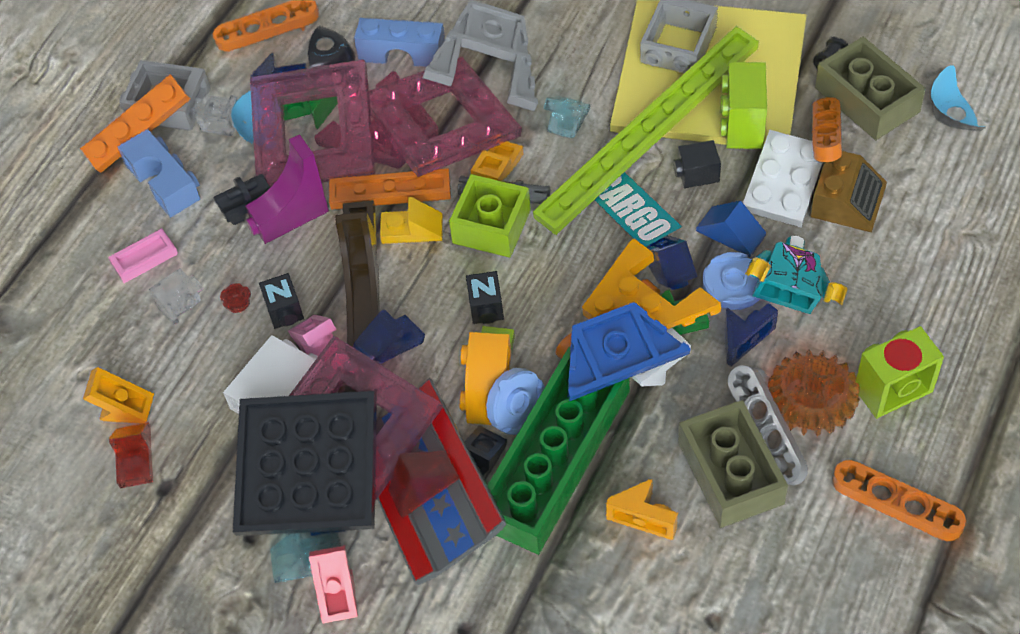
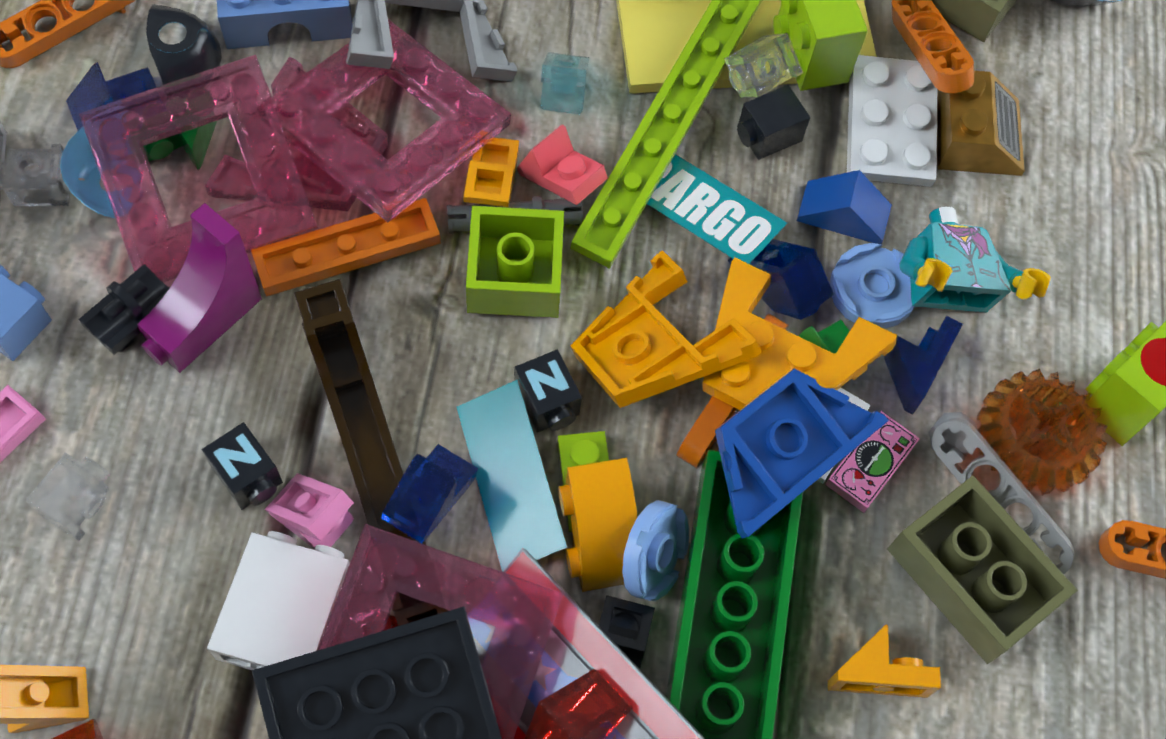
camera: 30 degrees left, 10 degrees up
(238, 303) = (174, 482): clear red plate -> none
(417, 224) = (403, 296): yellow slope -> none
(444, 340) = (511, 475): none -> sticker
(539, 163) = (561, 169): none -> coral slope
(556, 283) = (641, 354): none -> light orange wing
(688, 387) = (872, 464): none -> tile
(710, 123) = (763, 65): none -> clear brick

